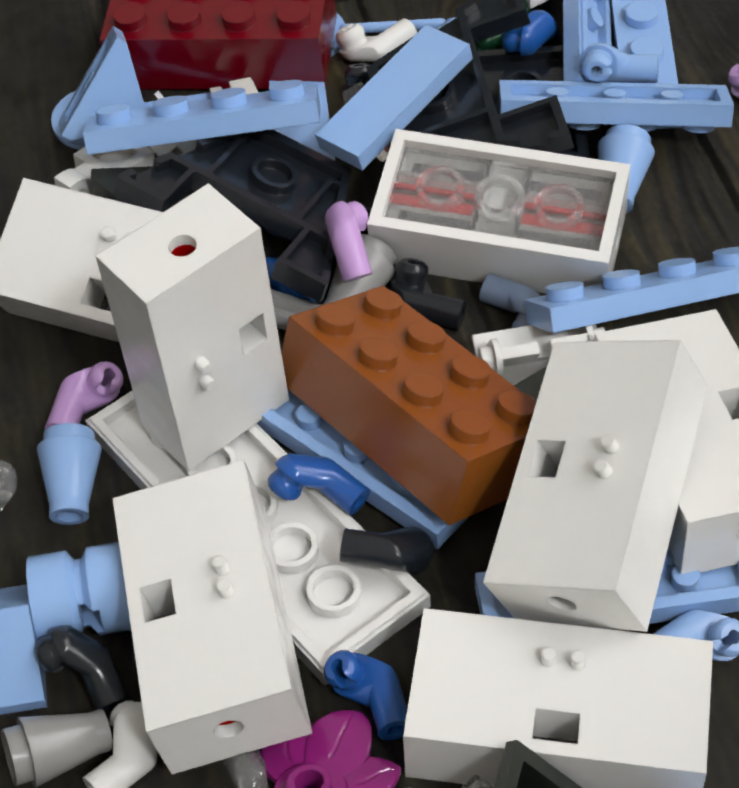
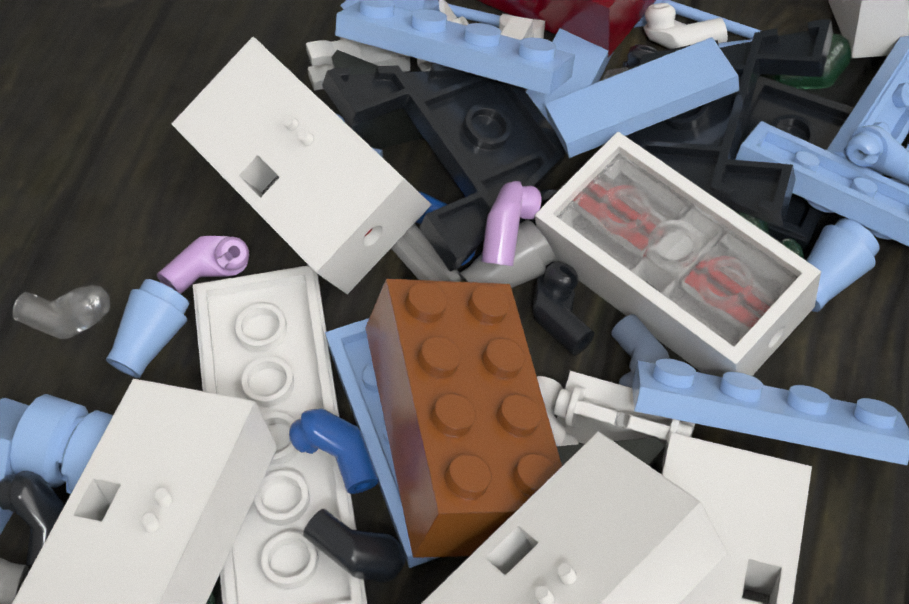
camera: 30 degrees right, 5 degrees up
(196, 324) = (274, 250): white brick -> none
(531, 37) = (837, 84): blue arm -> none

